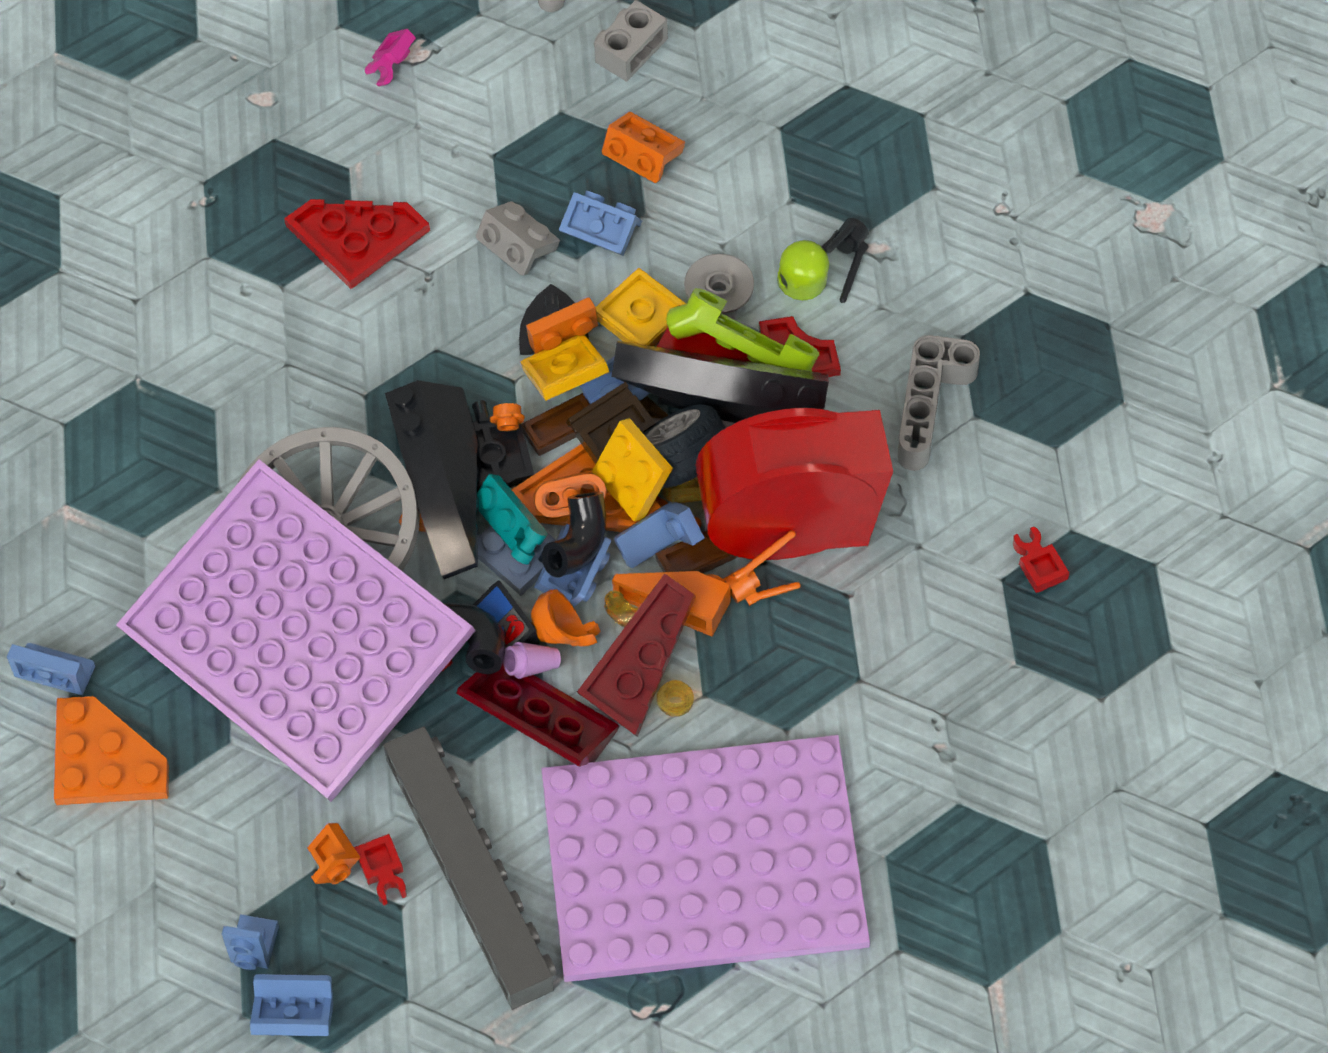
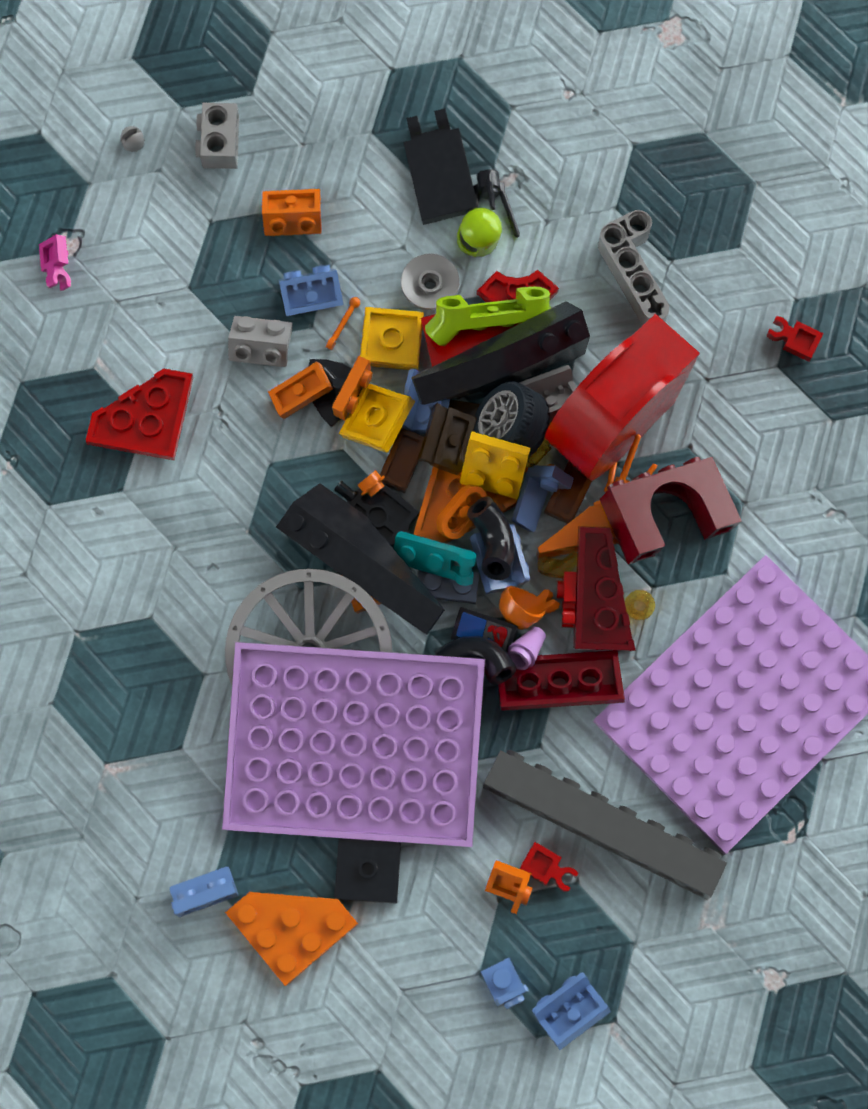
camera: 40 degrees left, 15 degrees up
(216, 755) = (367, 870): none -> black plate
(514, 299) = (300, 390): none -> orange plate
(583, 281) = (354, 303): none -> orange hinge
(607, 636) = (567, 592): none -> red plate
(814, 193) = (439, 170): none -> black tile
(819, 618) = (695, 483): none -> dark red arch

